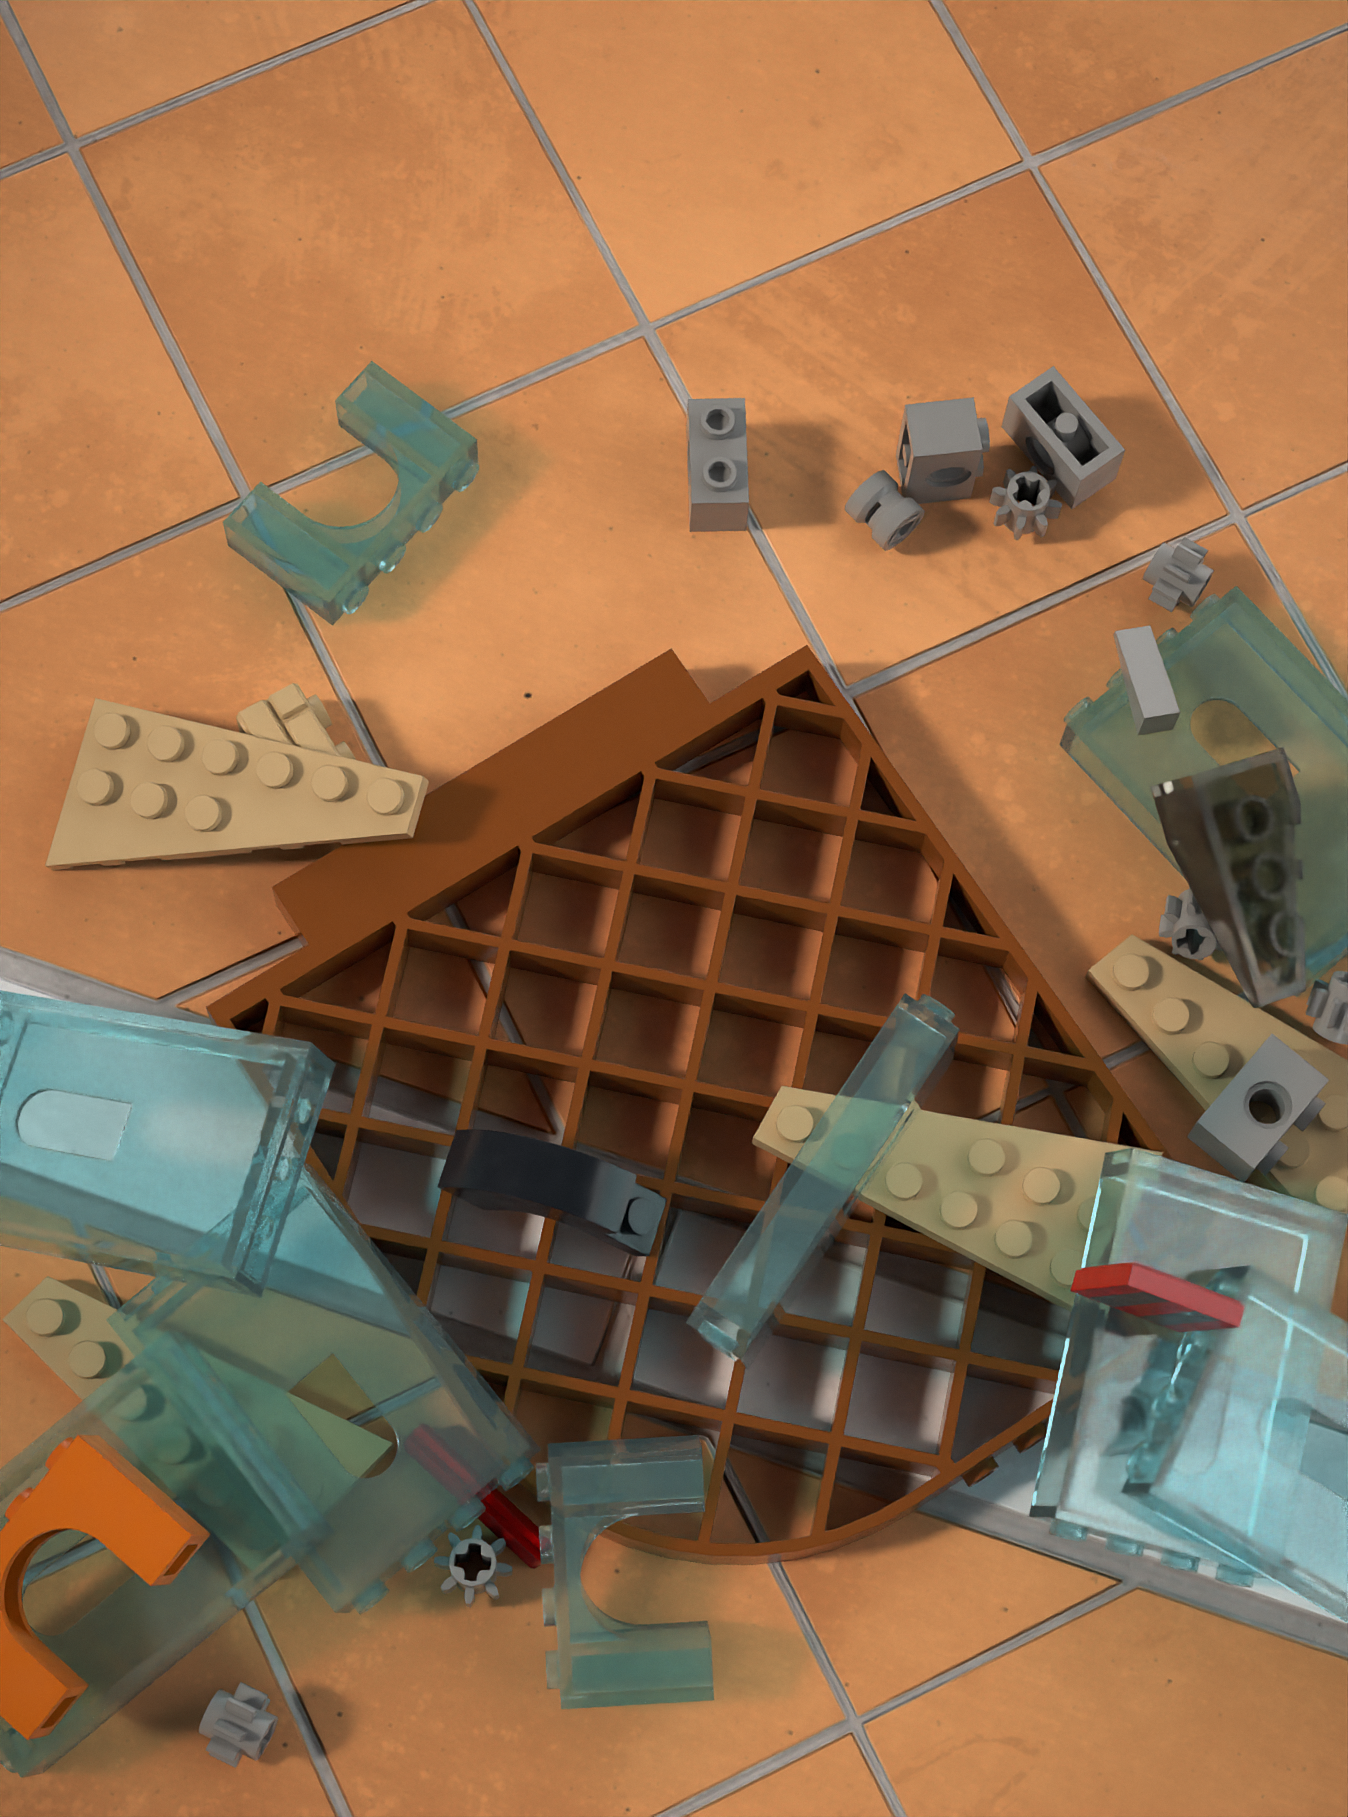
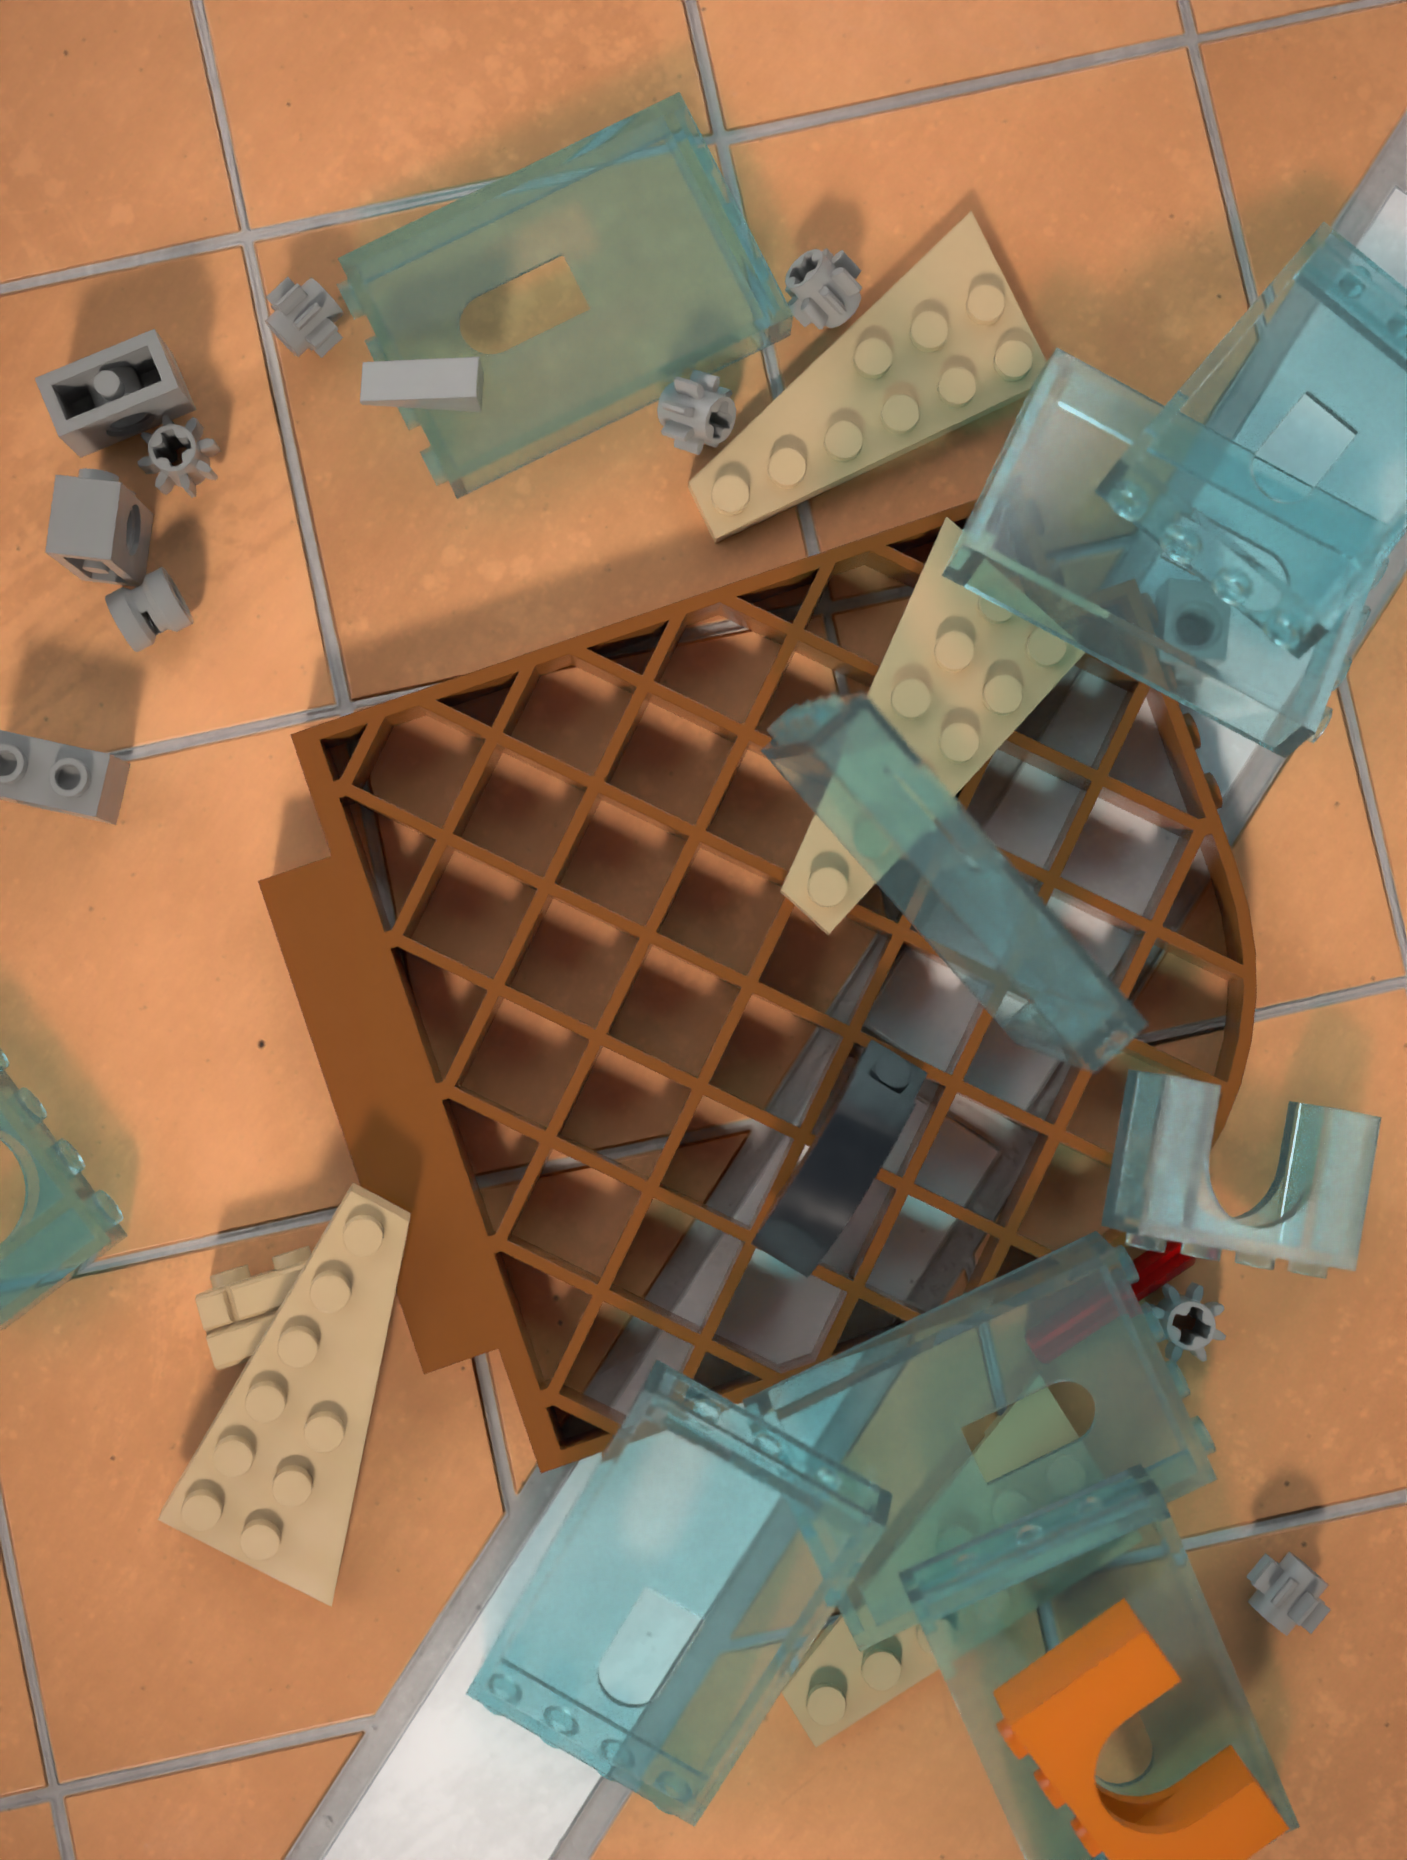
camera: 75 degrees left, 15 degrees up
(1158, 1297) = (1143, 563): red tile -> none
(1238, 856) = (645, 346): clear smoke wedge -> none
(1270, 1076) = (921, 442): light grey brick -> none

